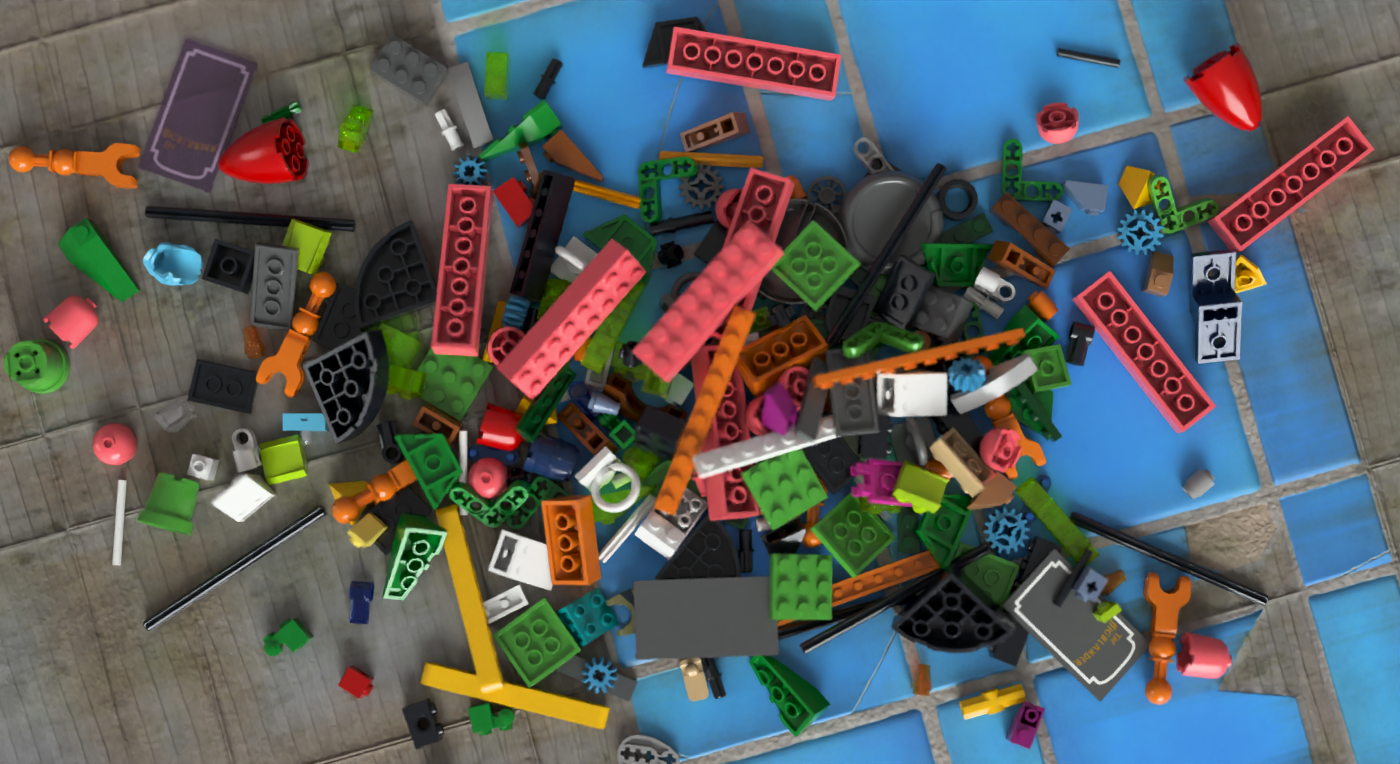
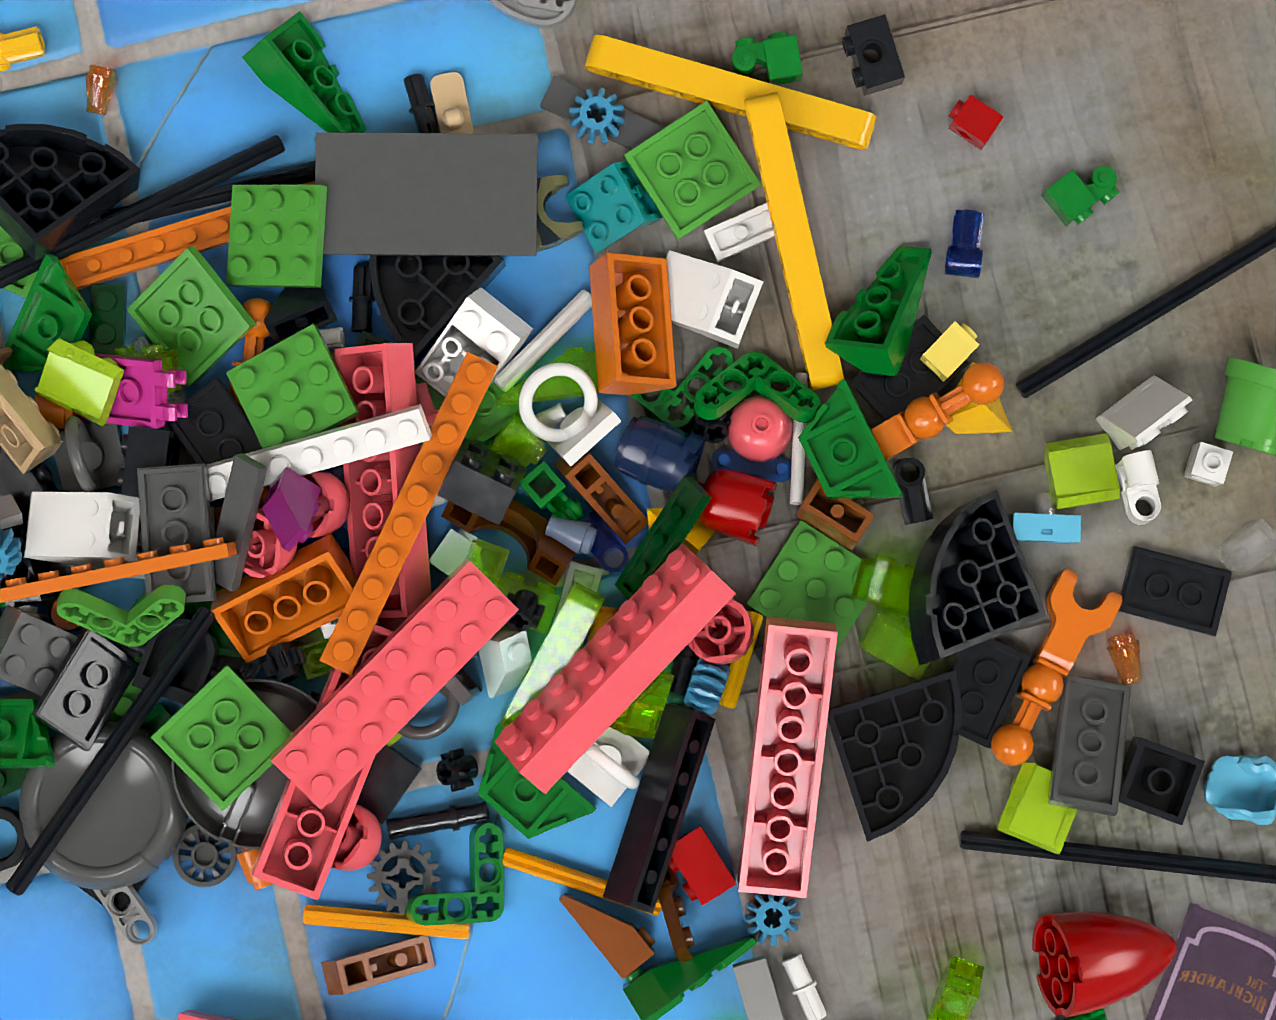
camera: 175 degrees left, 0 degrees up
(641, 321) = (505, 660): none -> light aqua slope

